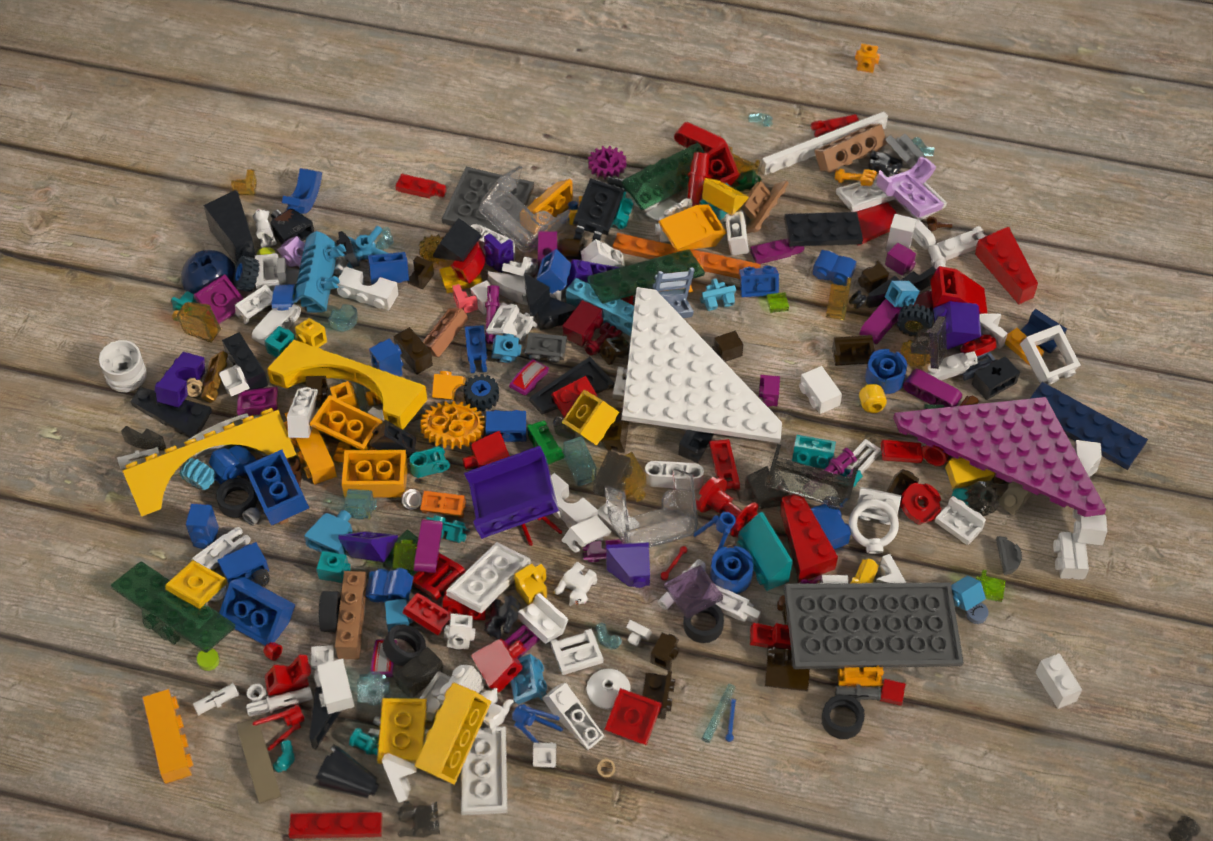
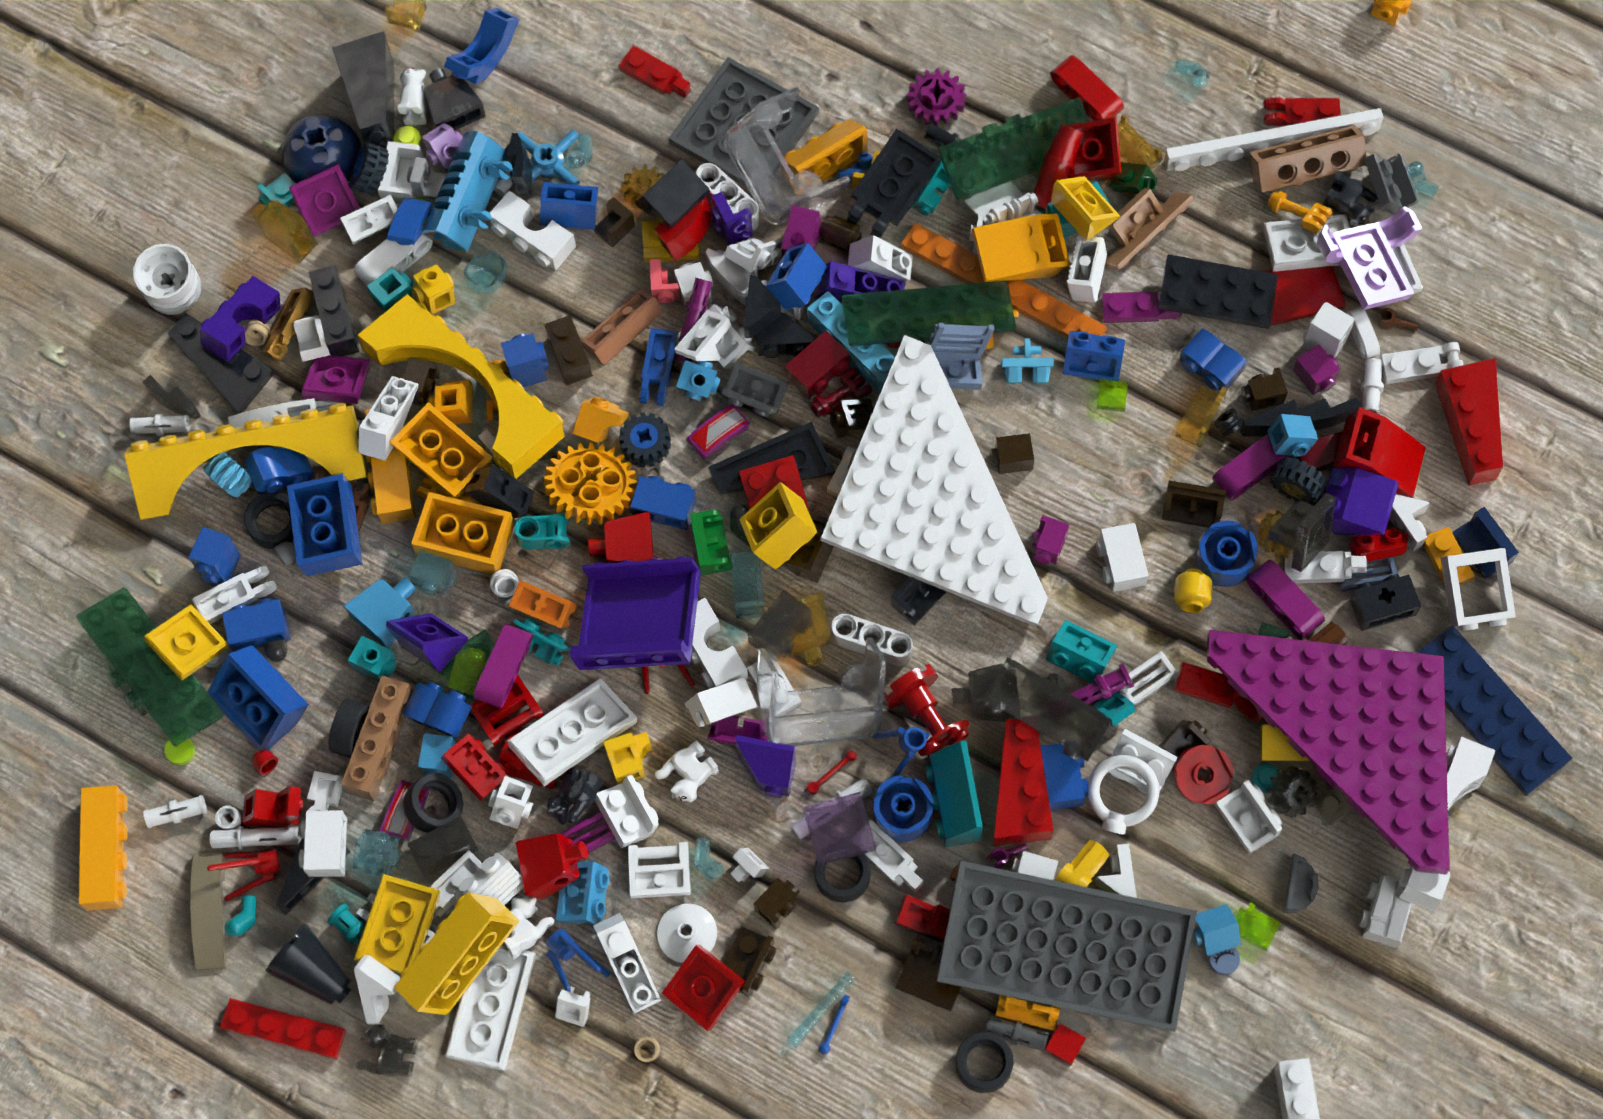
camera: 20 degrees right, 15 degrees up
(724, 462) = (948, 639): red plate -> none

